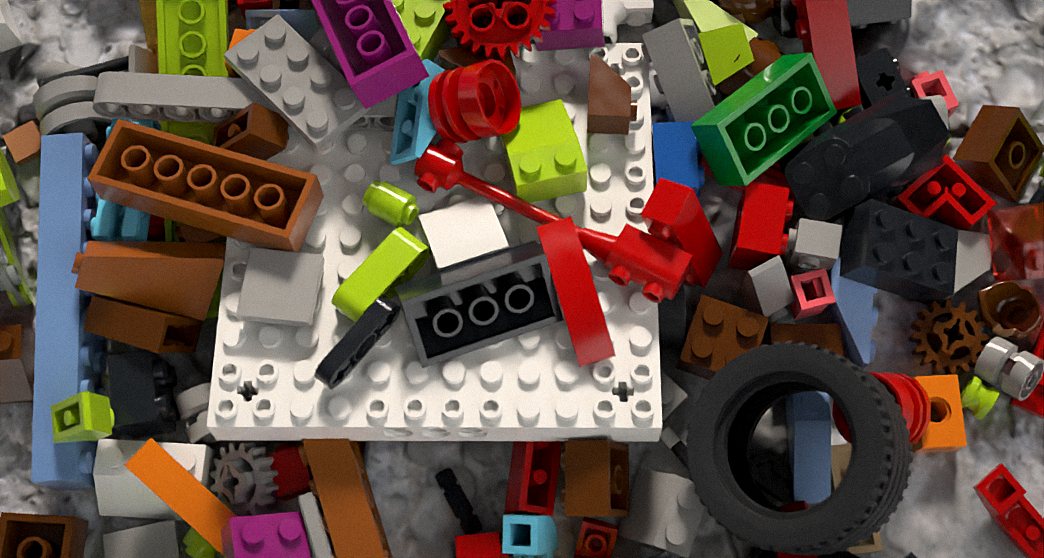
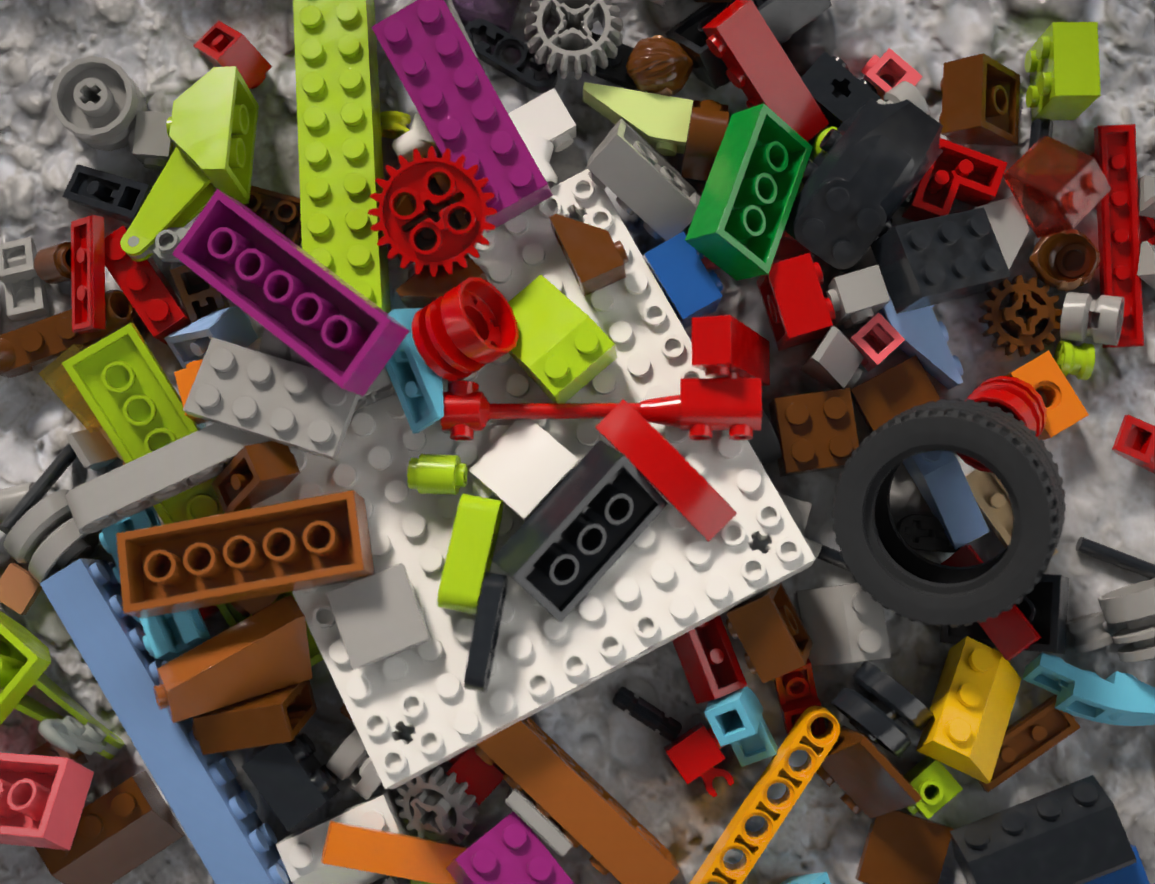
camera: 30 degrees left, 10 degrees up
(82, 418) = (257, 845): lime slope -> none
(722, 48) = (668, 136): lime sticker -> none

